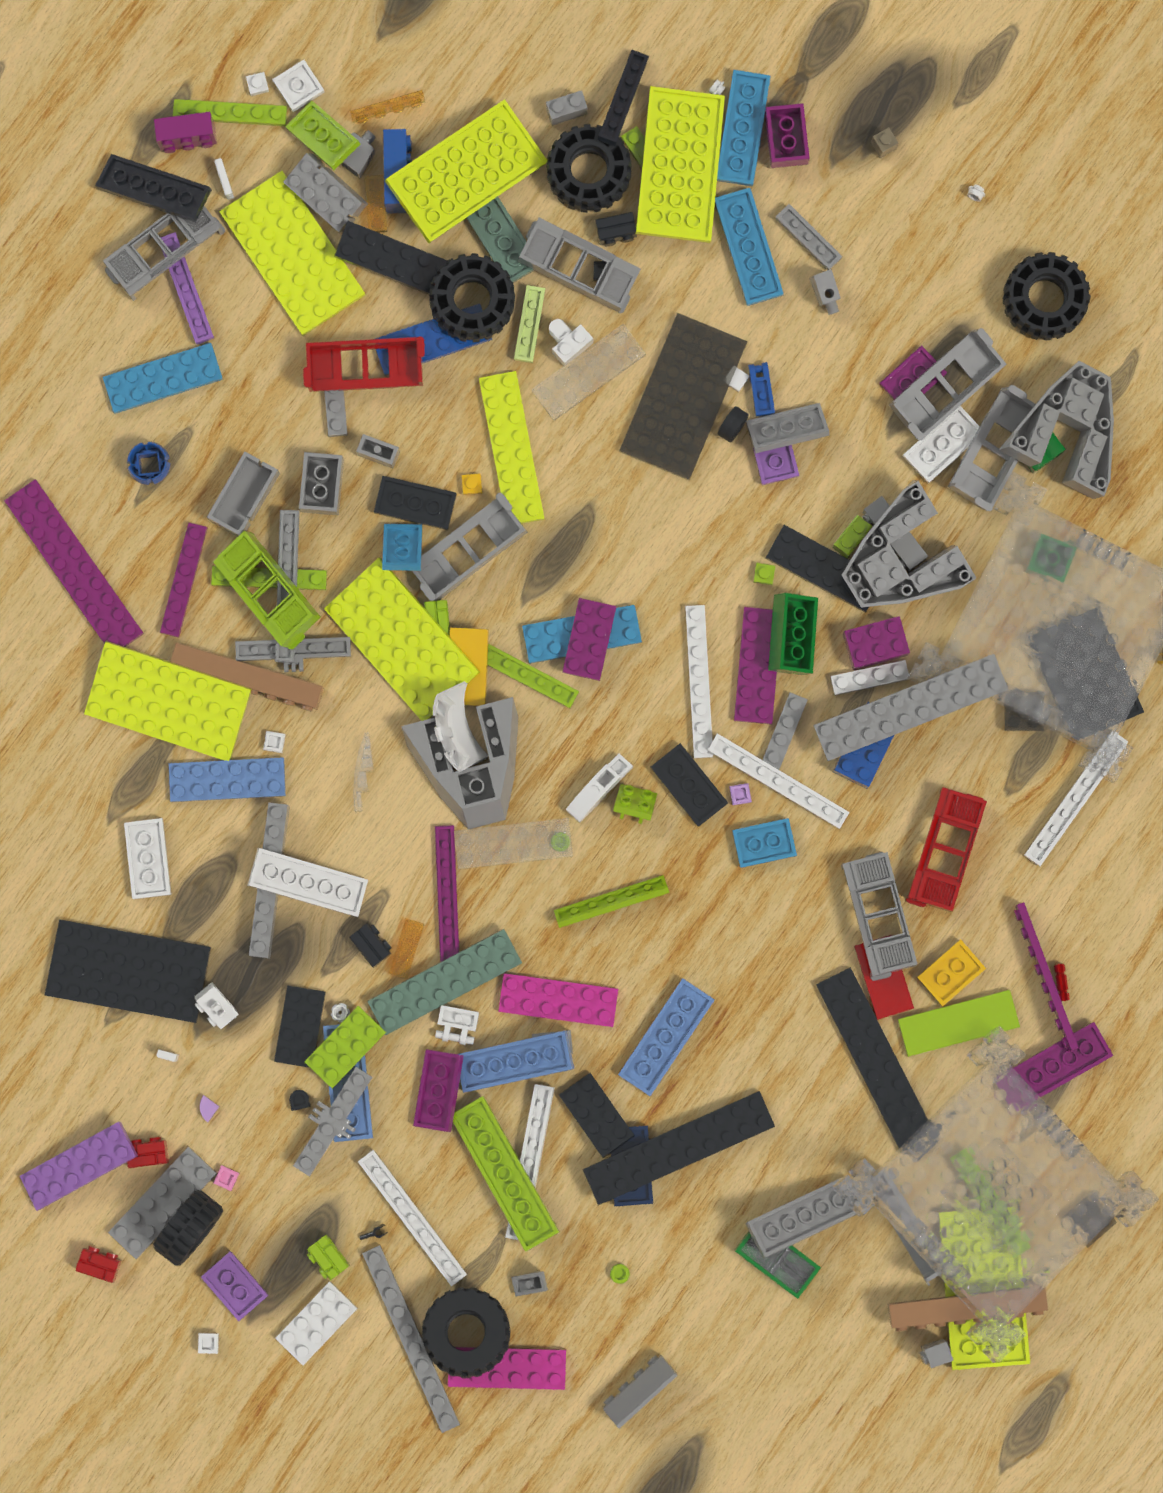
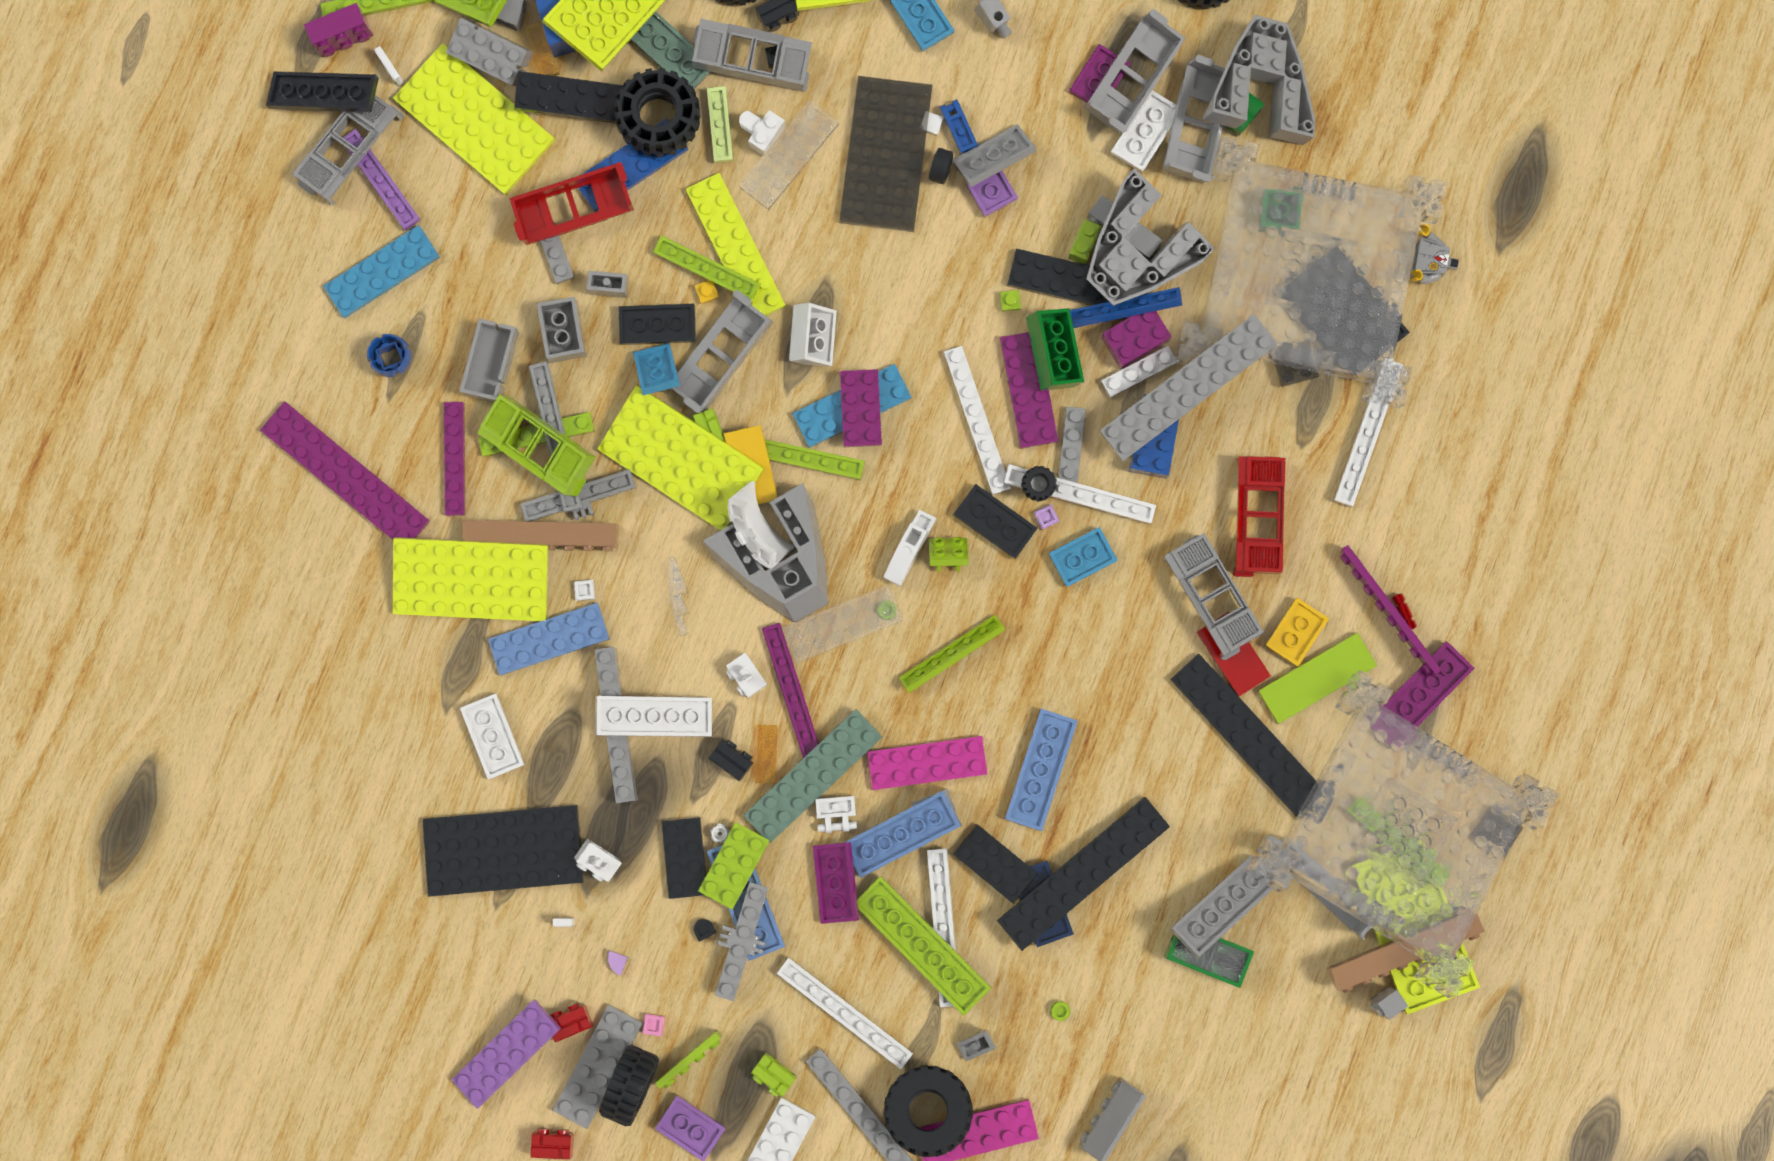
camera: 15 degrees left, 0 degrees up
(259, 1218) = (696, 1055): none -> lime plate
(376, 1232) = (813, 1037): black hand -> none
(407, 867) = (746, 675): none -> white brick
(477, 461) = (706, 267): none -> lime plate
(562, 555) = (812, 335): none -> white slope
(732, 769) = (1045, 473): none -> black tyre
(884, 614) = (1135, 306): none -> blue tile

